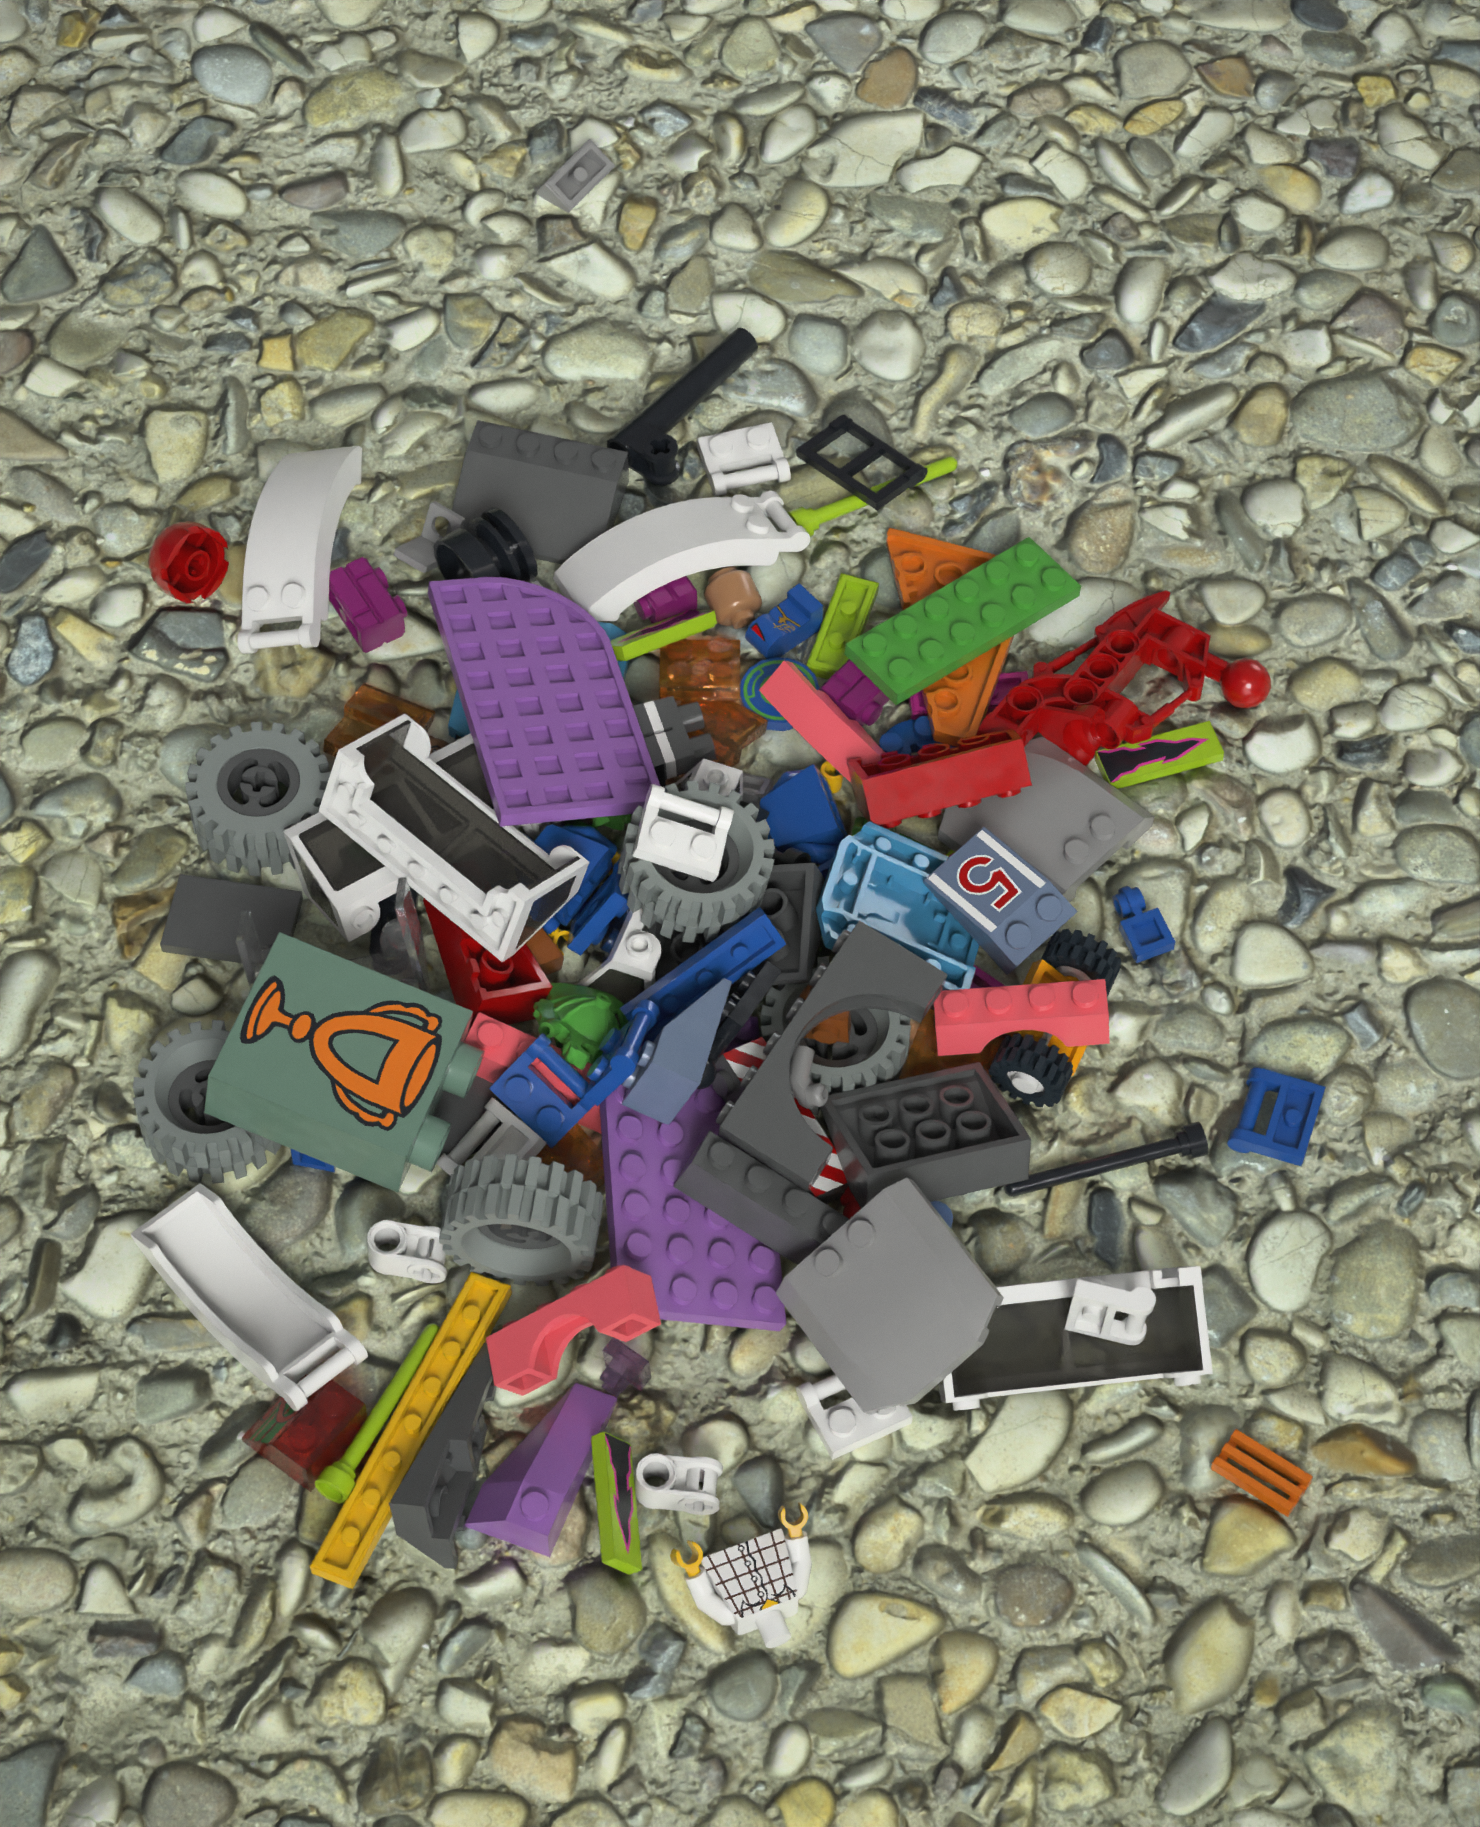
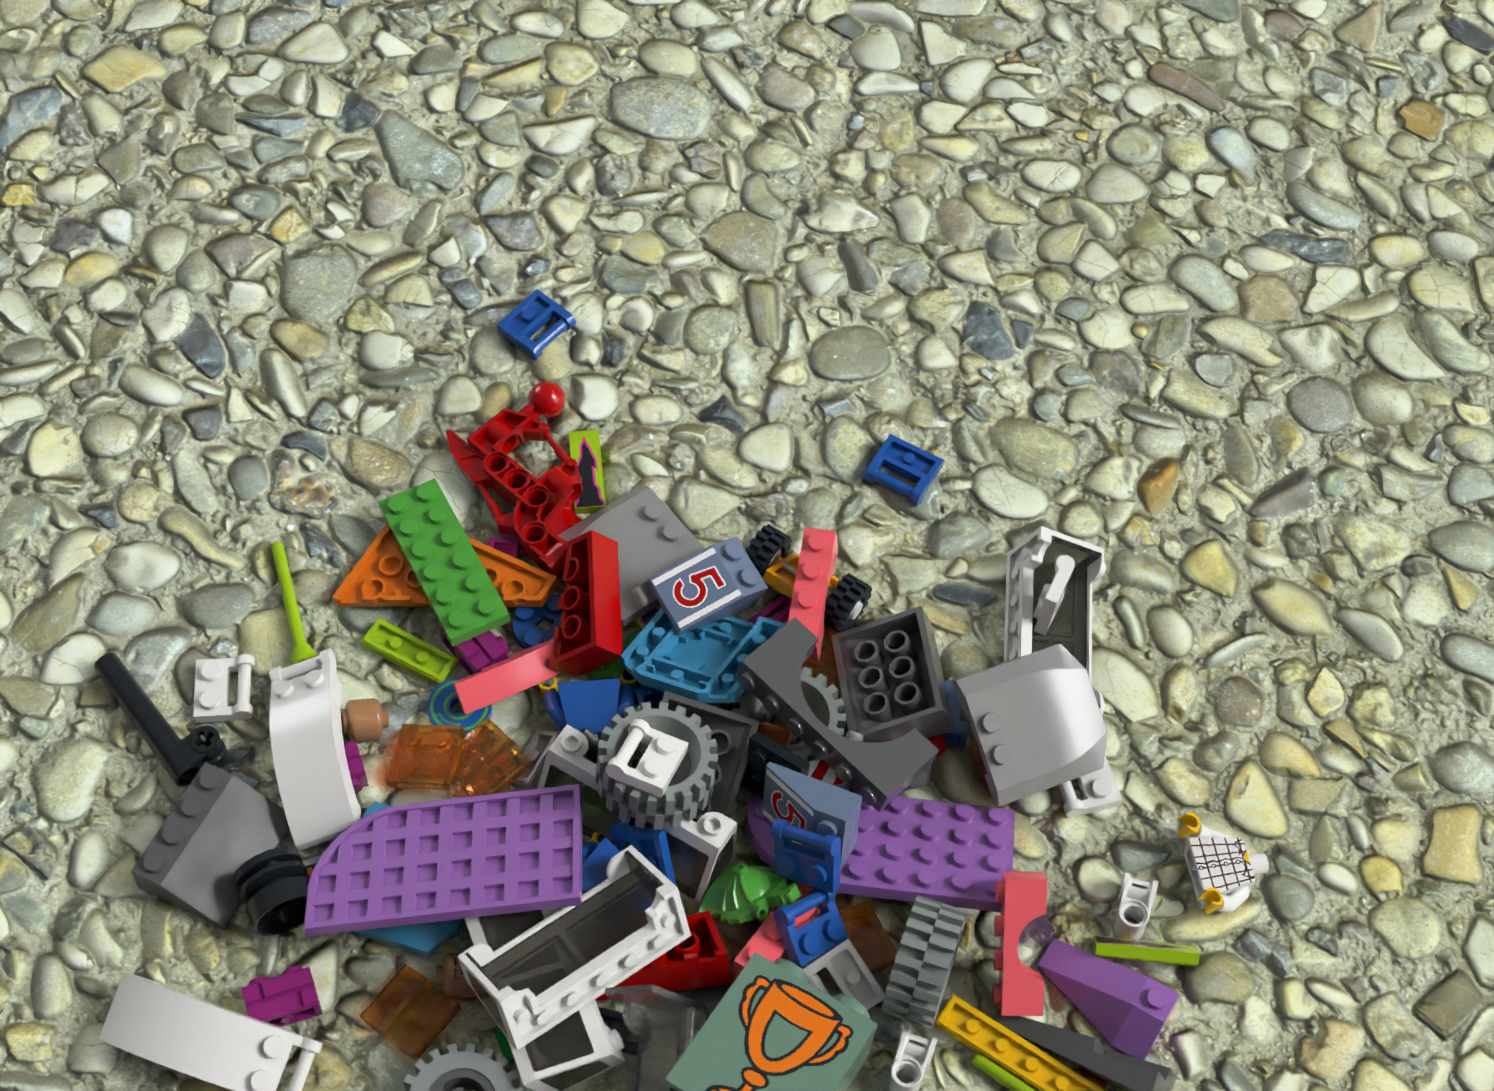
camera: 80 degrees left, 0 degrees up
(420, 551) = (238, 940): light grey bracket -> none
(662, 633) = (388, 772): lime tile -> none
(666, 736) = (485, 778): dark grey hips -> none
(725, 957) = (746, 792): blue fence -> none
(757, 1199) = (932, 795): dark grey brick -> none
(786, 624) = (399, 687): blue leg -> none
(844, 476) = (269, 620): black window -> none
(1145, 932) = (738, 512): blue plate -> none
(1188, 1142) = (913, 526): black piece -> none
(1271, 1460) = (1184, 529): orange tile -> none
(1370, 641) = (529, 318): none -> blue plate

